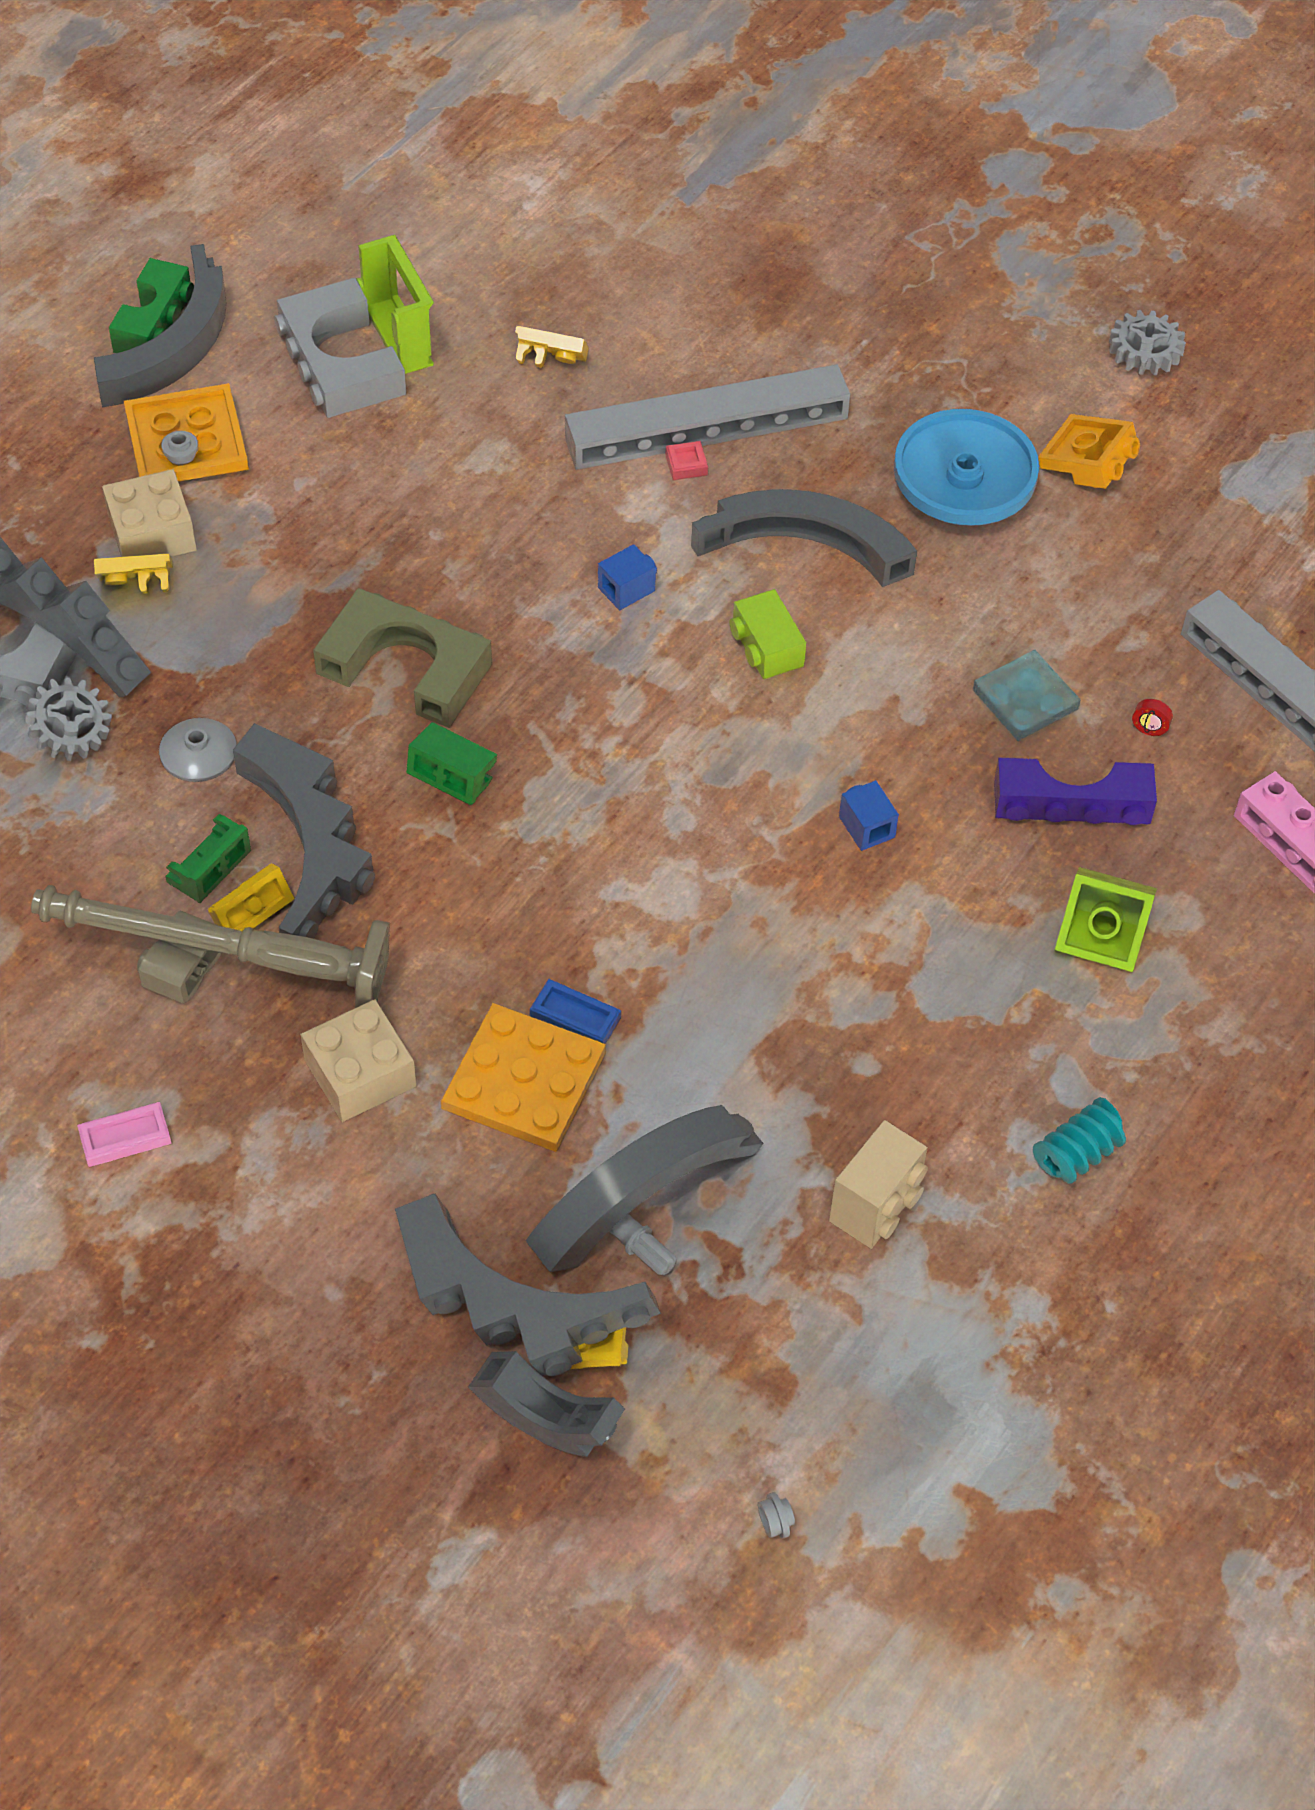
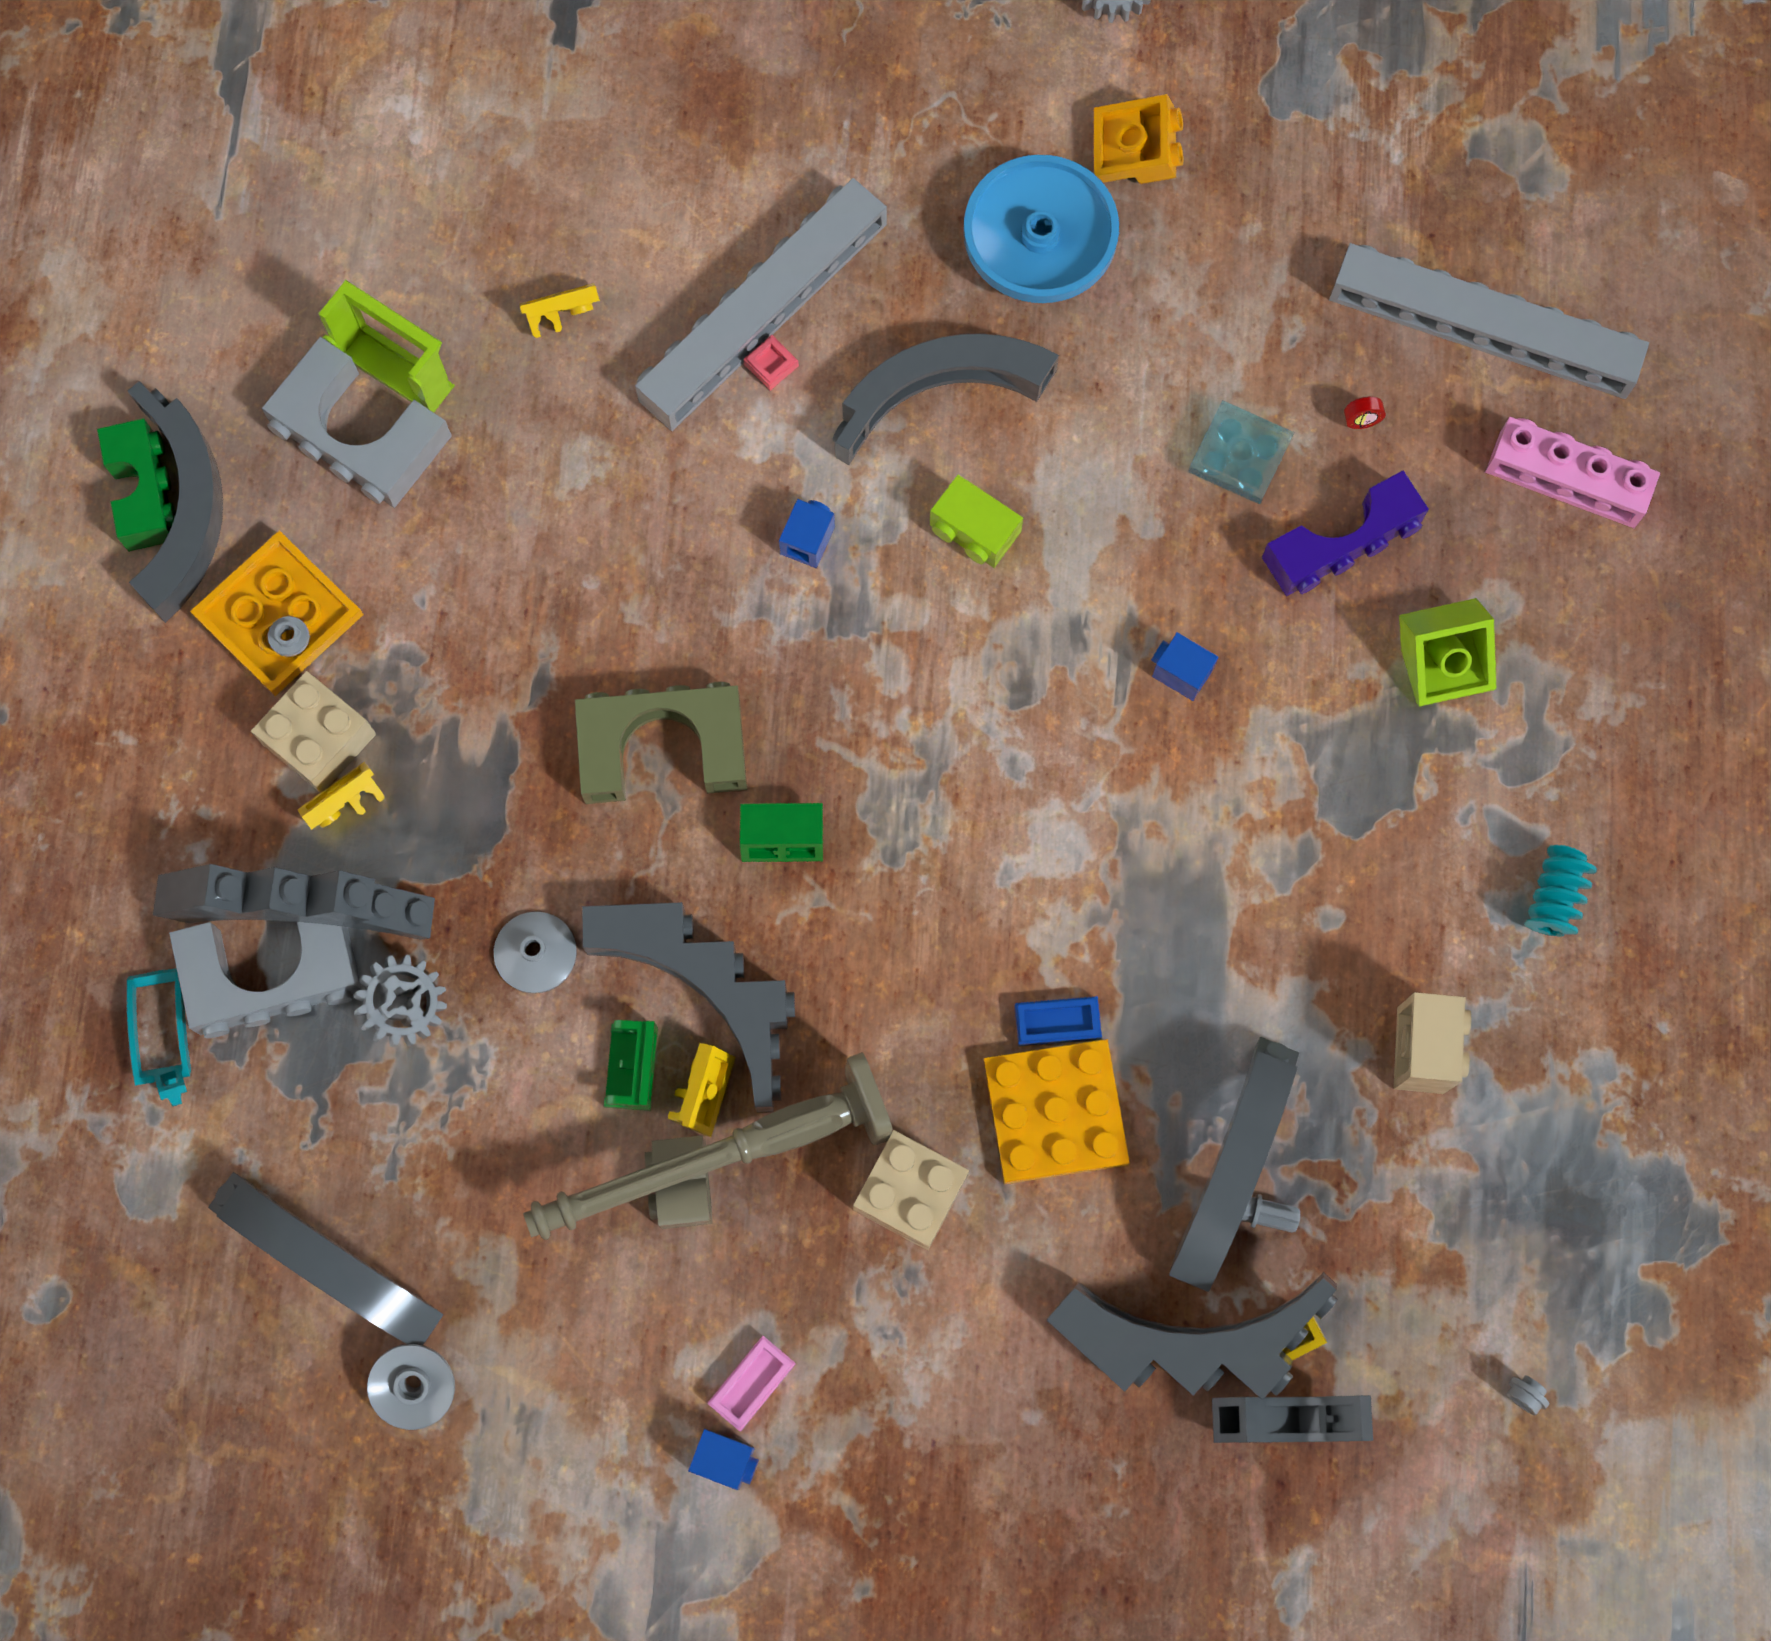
camera: 30 degrees left, 20 degrees up
(55, 1169) = (723, 1460): none -> blue brick

